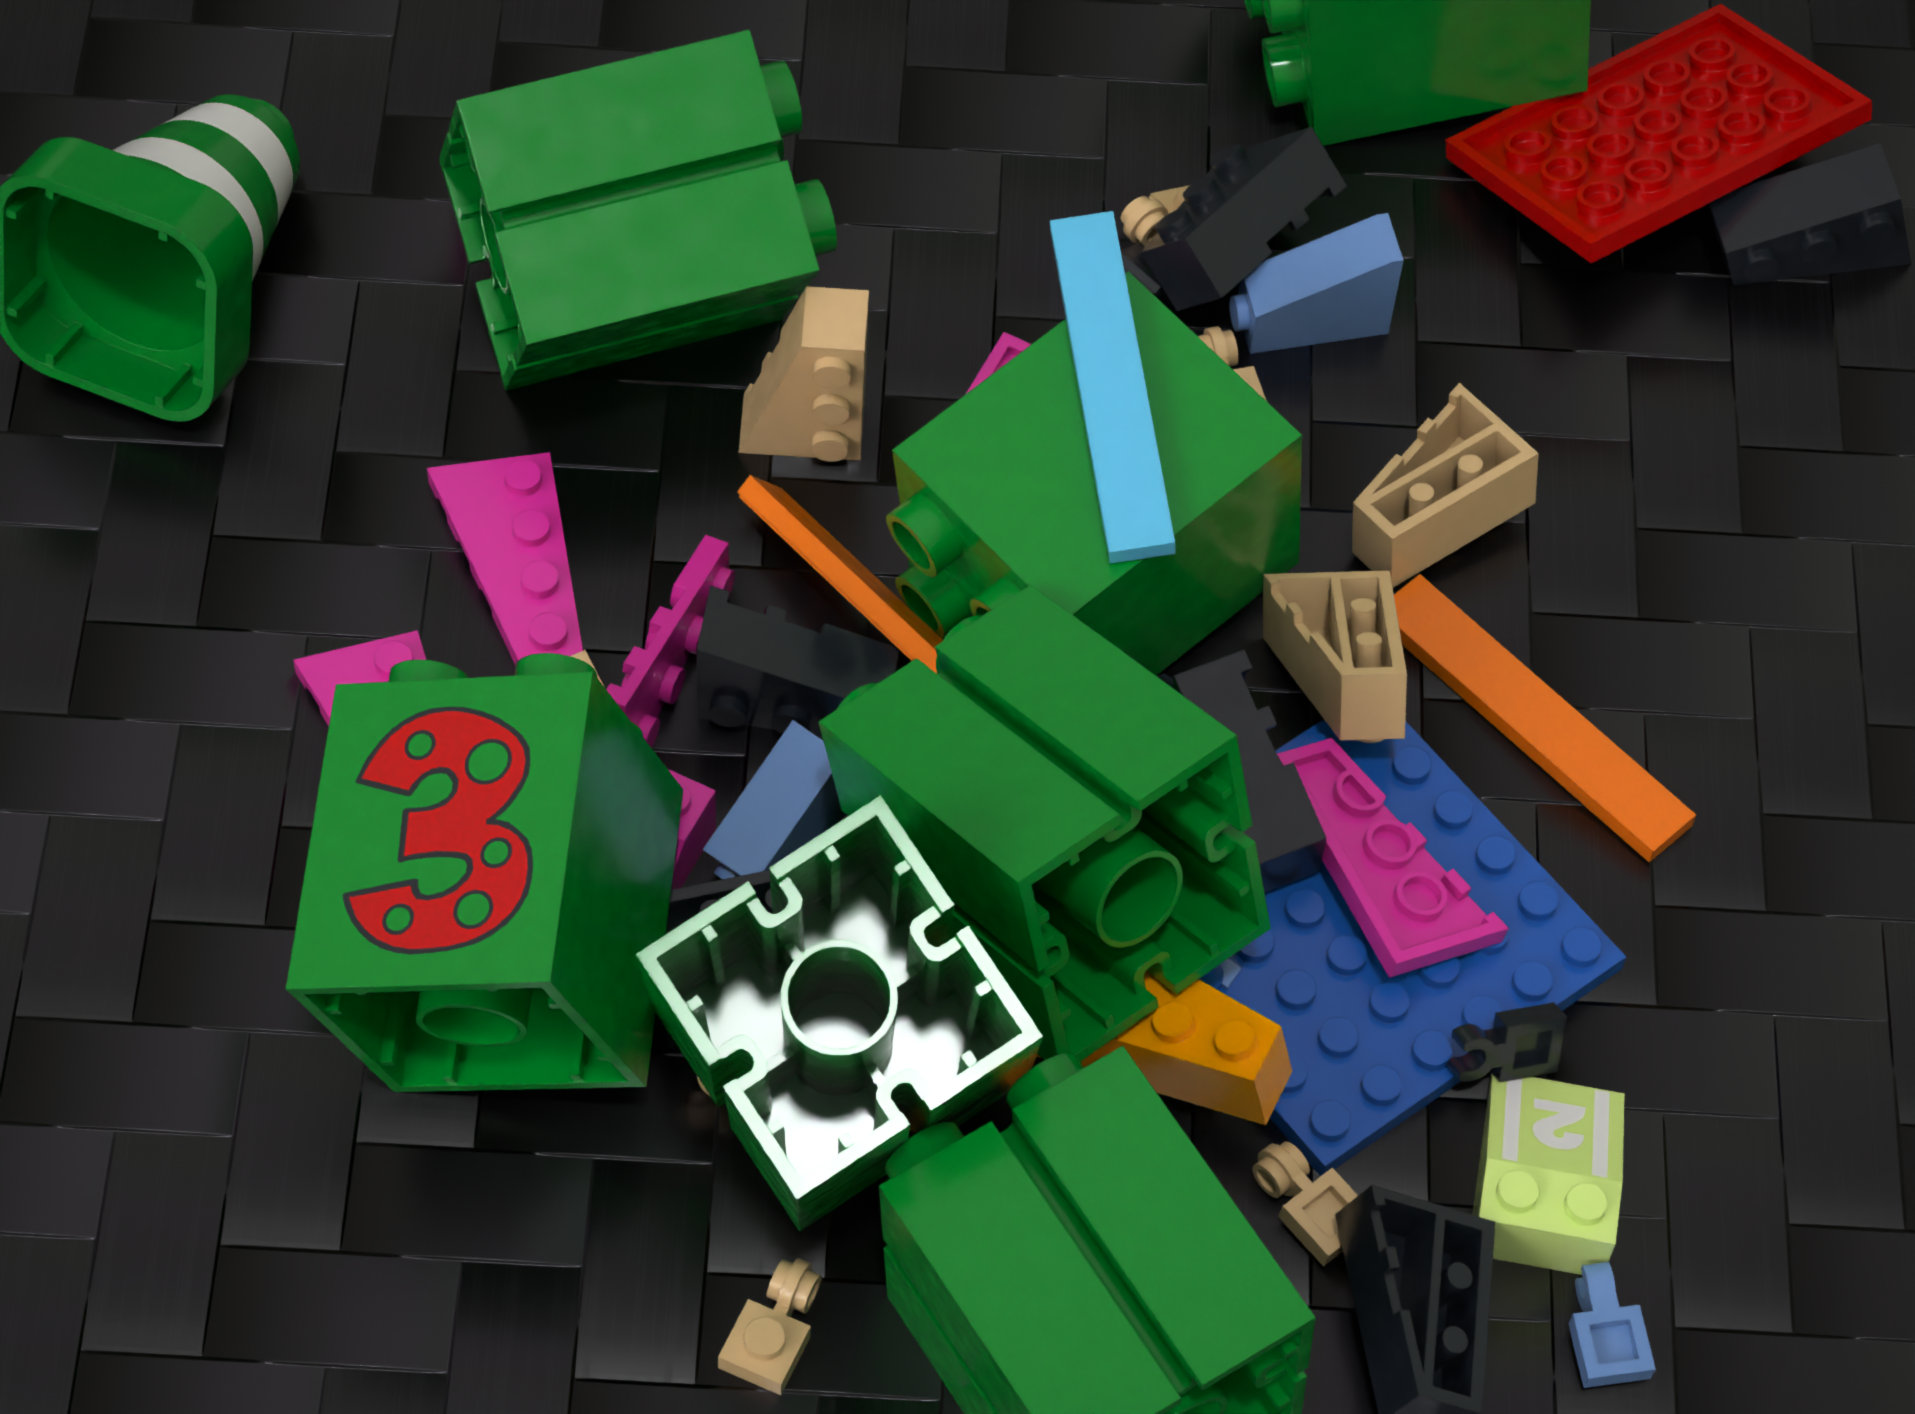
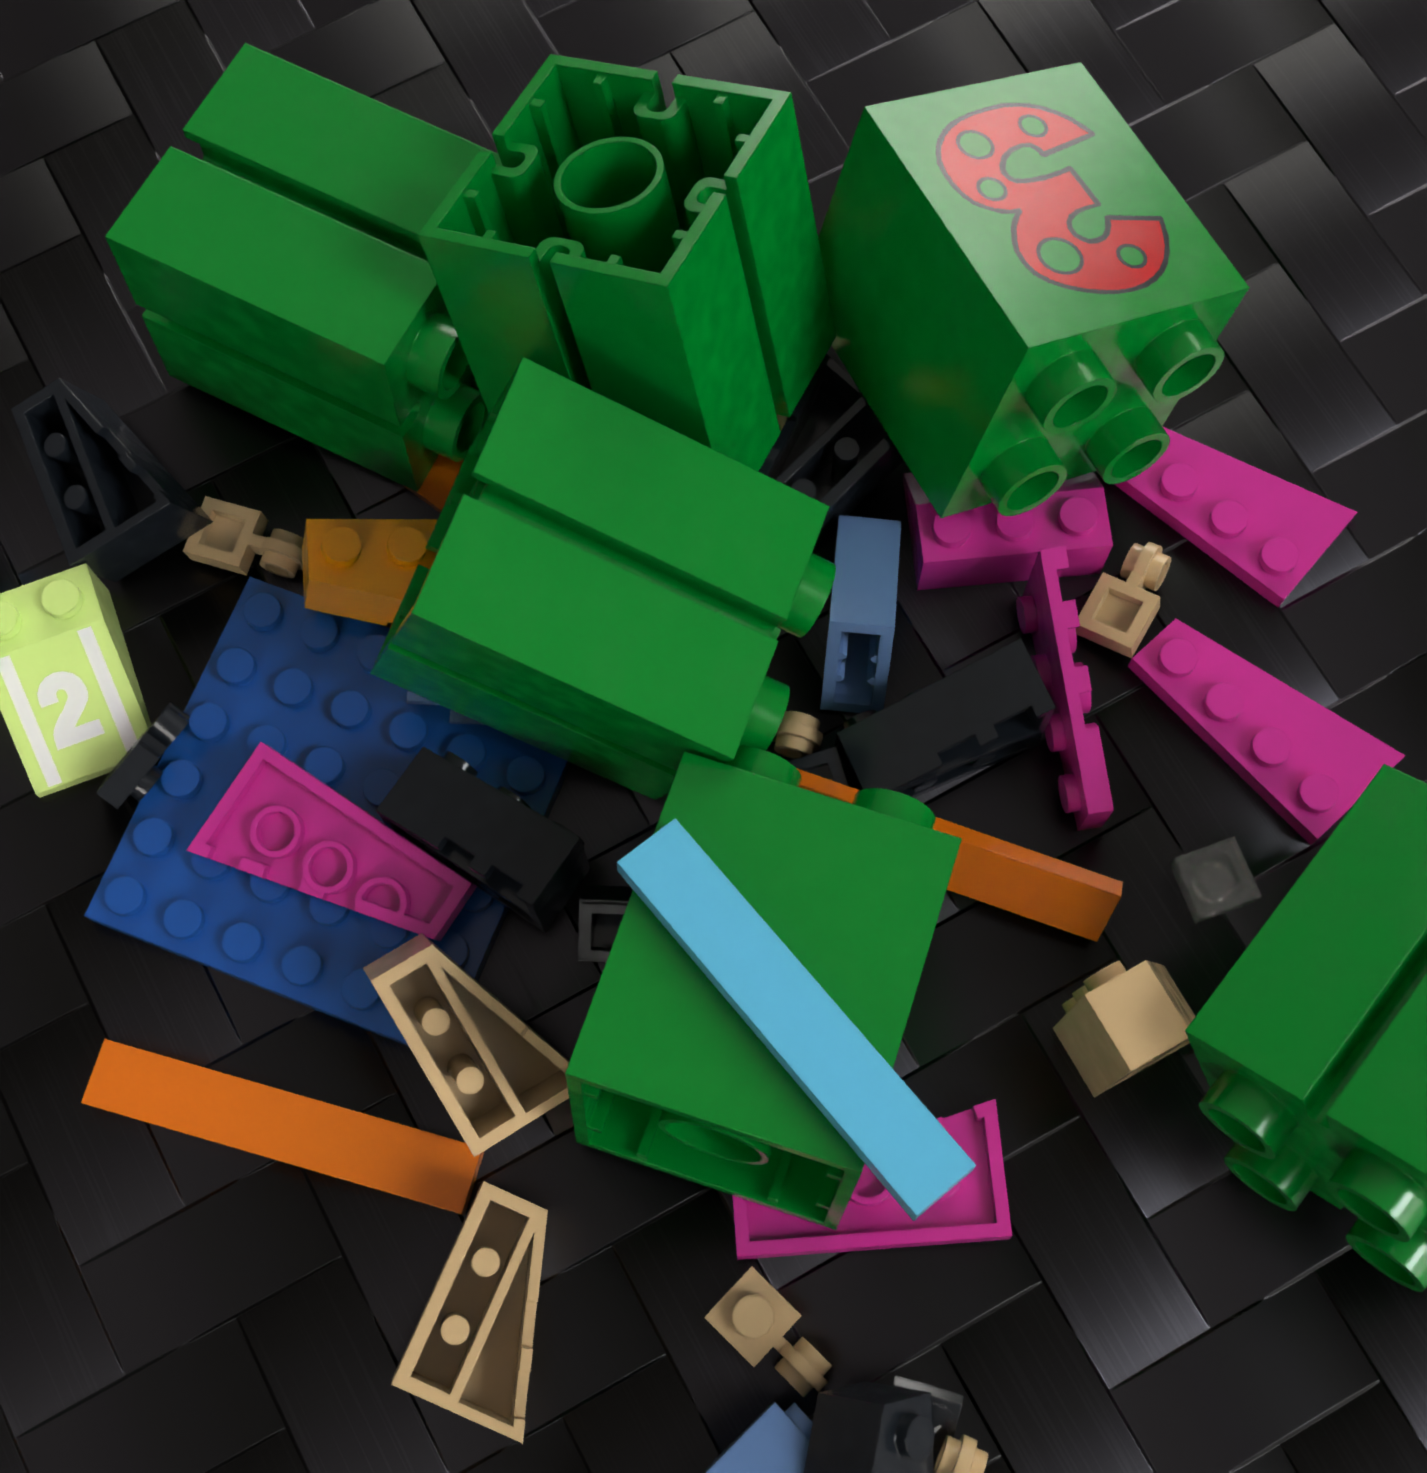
camera: 155 degrees right, 15 degrees up
(655, 469) = (1215, 879): none -> clear plate

